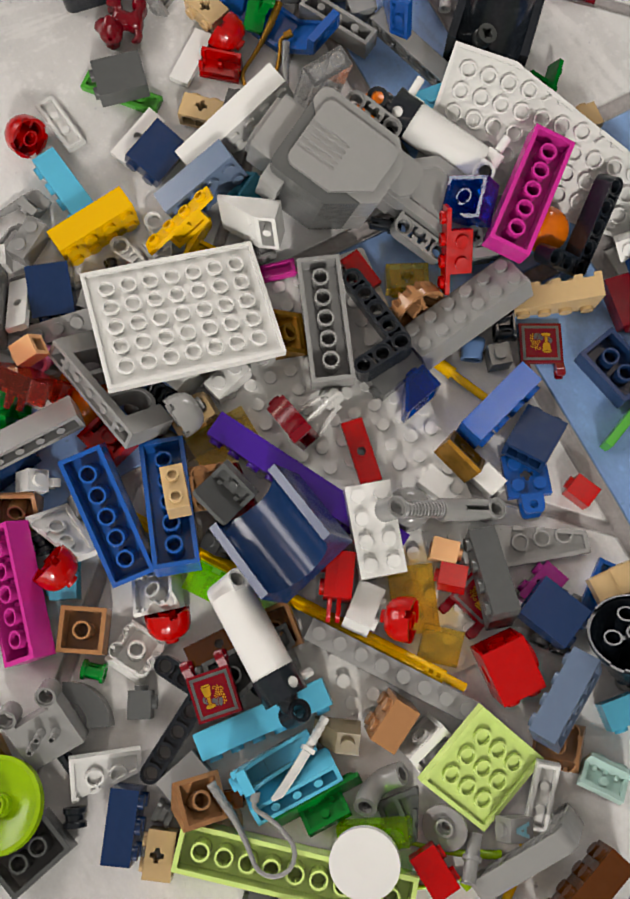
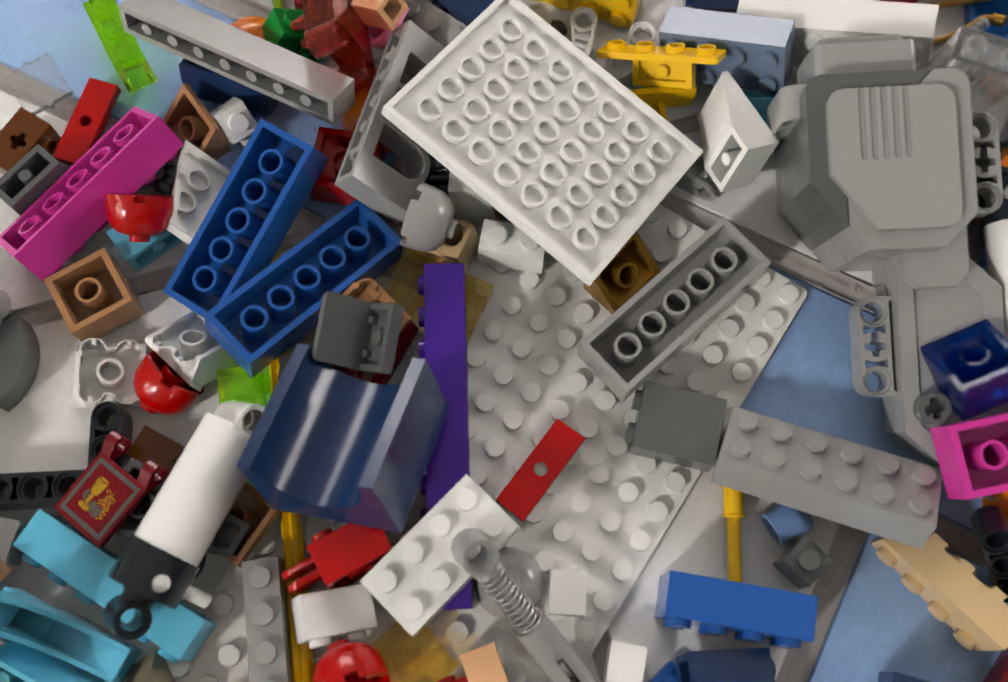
camera: 55 degrees right, 5 degrees down
(93, 671) = (55, 342): green bush -> none
(141, 703) = (47, 423): dark grey brick -> none
(175, 491) = (318, 272): tan brick -> none
(278, 270) = (690, 209): dark pink tile -> none
(292, 422) = (512, 362): dark red arch -> none
(307, 750) = (99, 668): white sword -> none
(330, 400) = (579, 385): white plant -> none
(356, 260) = (772, 309): red tile -> none
(379, 323) = (724, 374): black beam -> none
(382, 224) = (854, 292): black pin -> none
(396, 273) = (808, 355): clear yellow brick -> none
(415, 301) = (787, 398): medium nougat gear -> none
(417, 391) = (670, 485): clear blue slope -> none
(455, 250) = (896, 398): red bracket -> none
(460, 457) = (630, 605): pearl gold slope -> none
(505, 328) = (848, 545): black piece -> none
(542, 345) = (865, 612): dark red flag -> none

